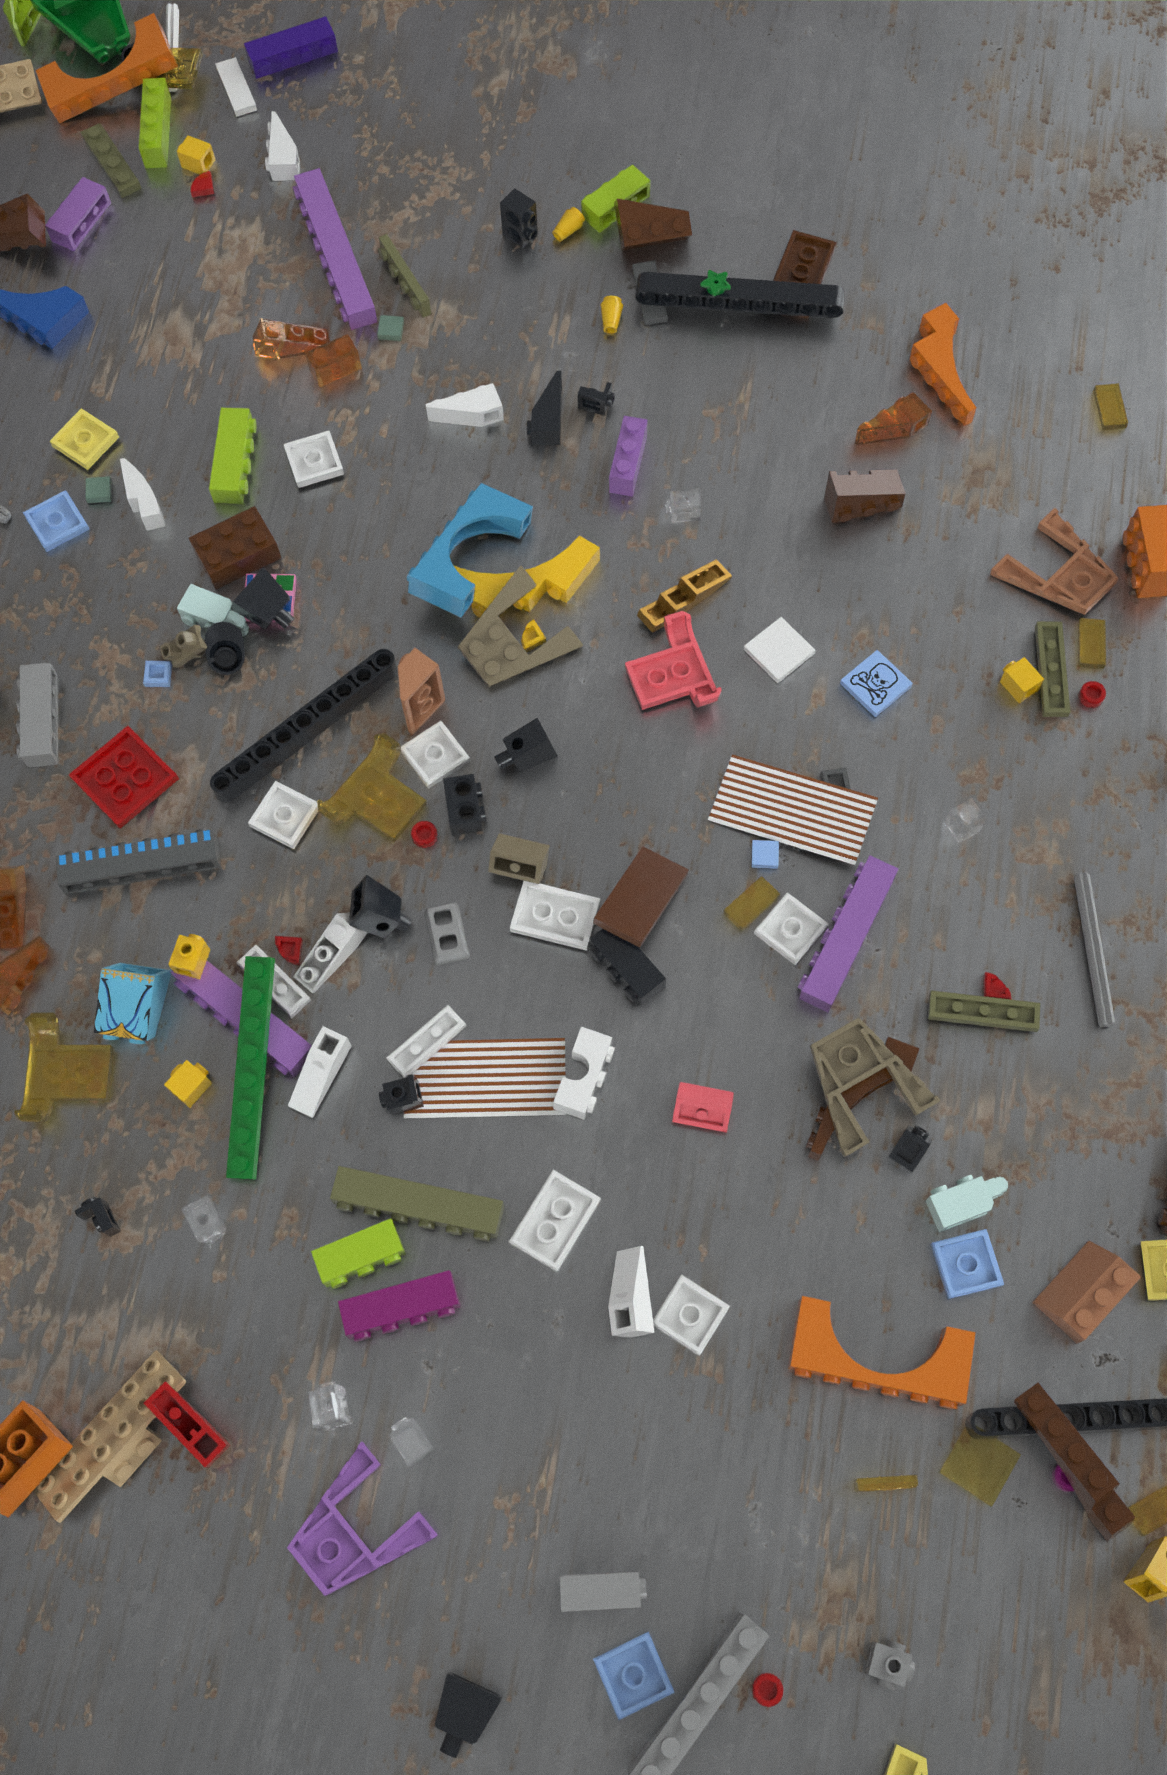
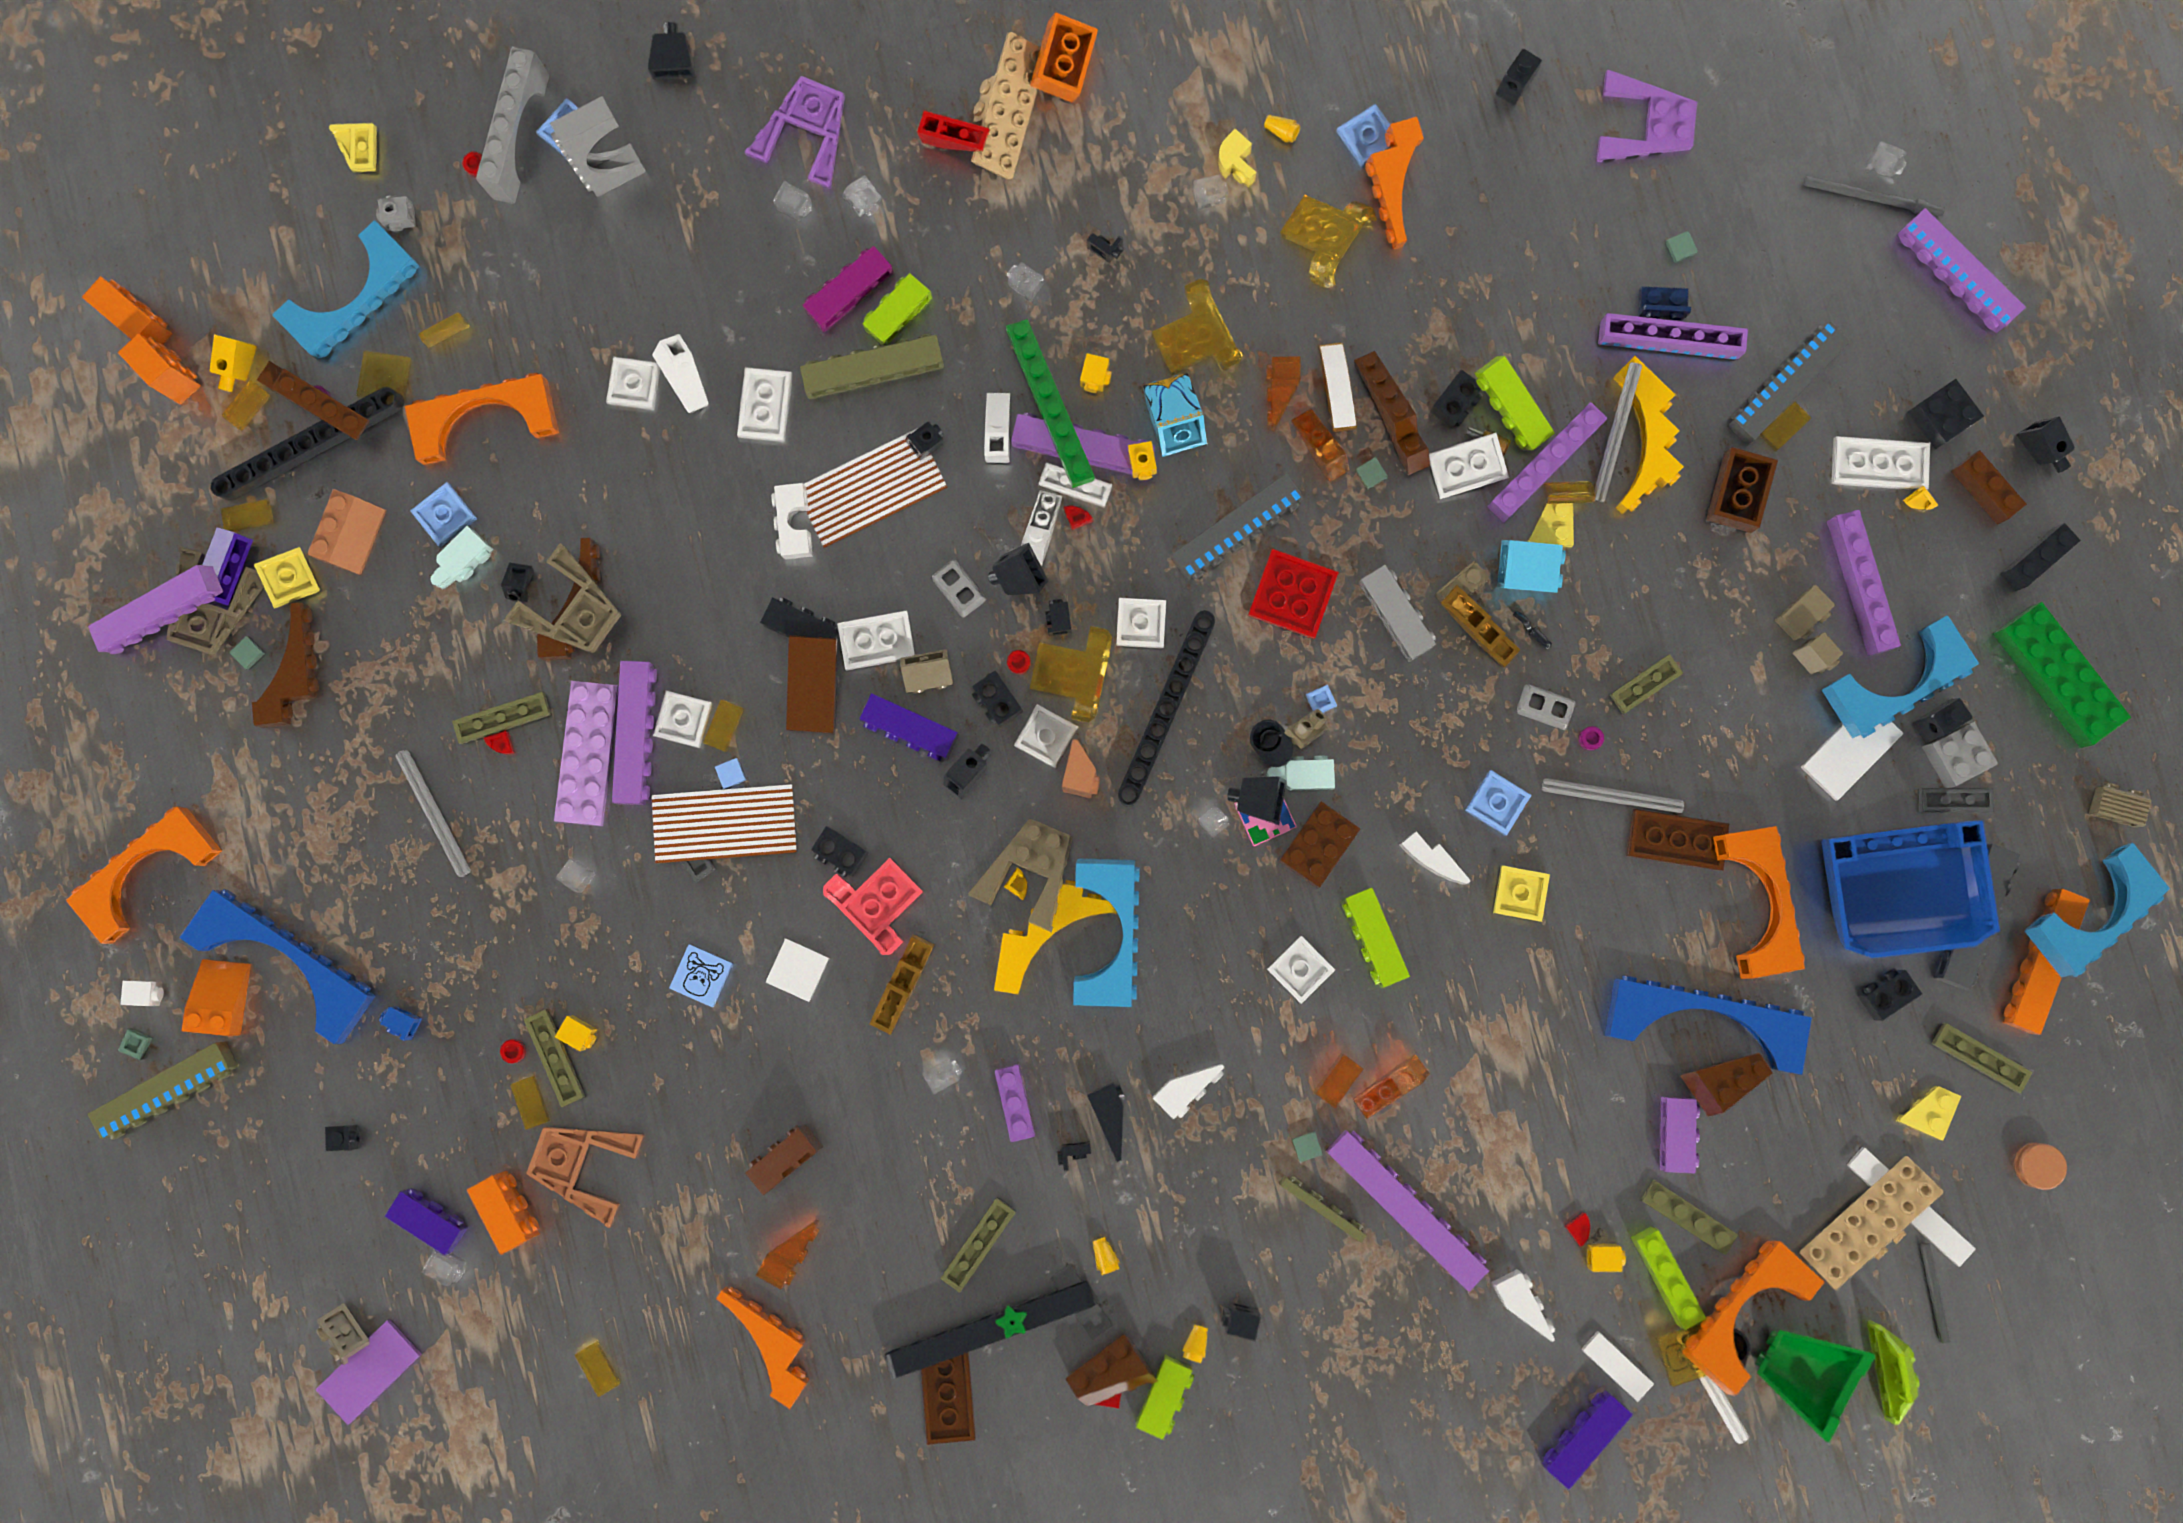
camera: 160 degrees right, 15 degrees up
(98, 489) = (1478, 850): sand green tile -> none
(319, 607) = (1213, 821): none -> clear brick
(361, 853) = (1058, 618): none -> black brick
(426, 1042) = (929, 492): white tile -> none
(563, 816) = (908, 726): none -> dark purple brick
(683, 734) = (841, 847): none -> black brick
(703, 1107) = (690, 541): coral panel -> none
(718, 365) = (978, 1244): none -> olive plate
(905, 939) = (587, 753): none -> lavender plate
(923, 1599) = (322, 330): none -> dark azure arch

